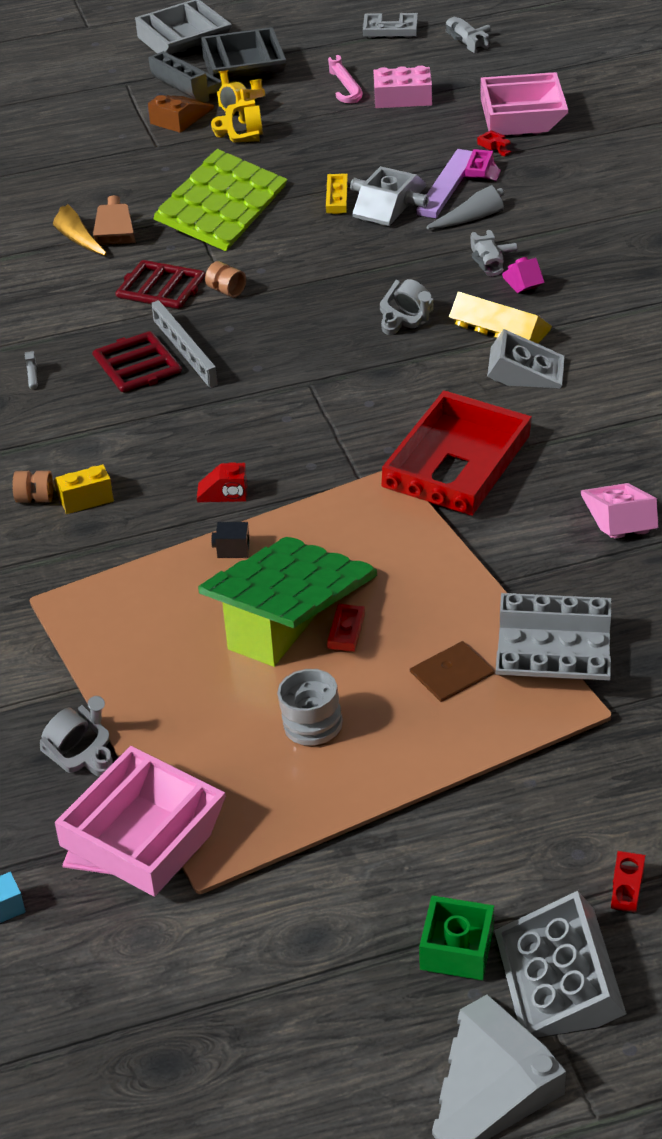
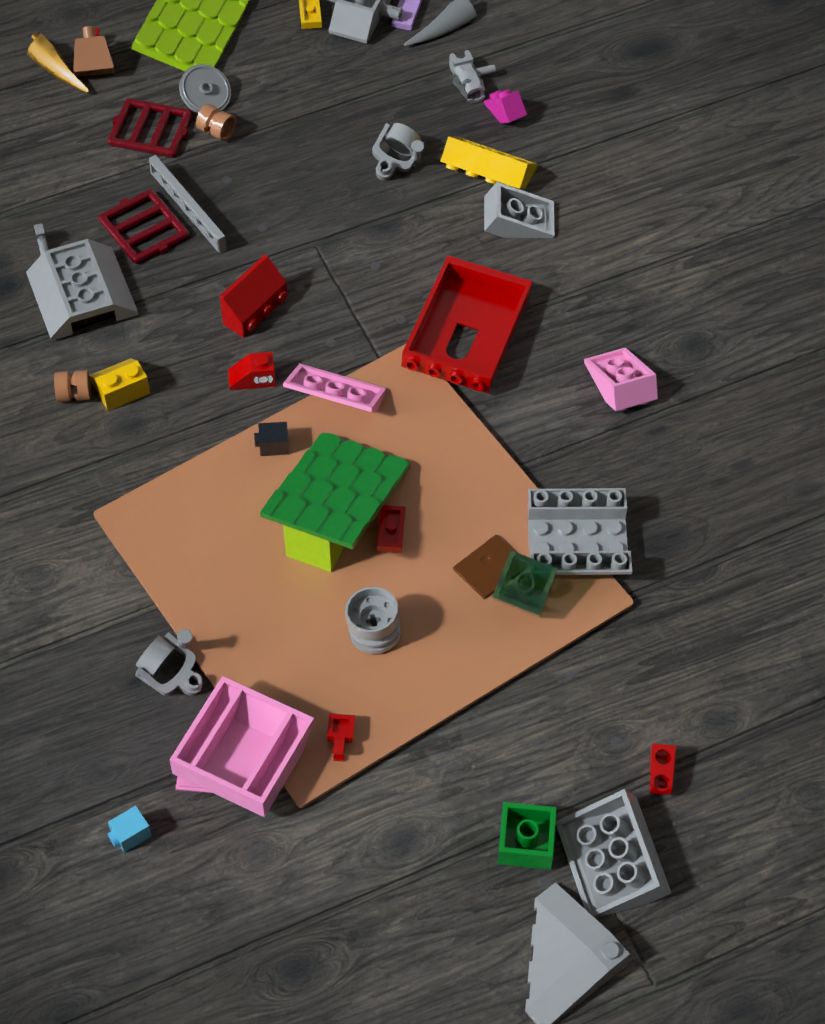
camera: 10 degrees left, 15 degrees up
(58, 399) = (79, 284): none -> light grey slope
(220, 247) = (203, 86): none -> light grey shield
(234, 417) = (253, 297): none -> red slope
(256, 815) = (340, 732): none -> red plate
(307, 501) = (335, 388): none -> bright pink slope
(486, 682) = (525, 584): none -> clear green slope

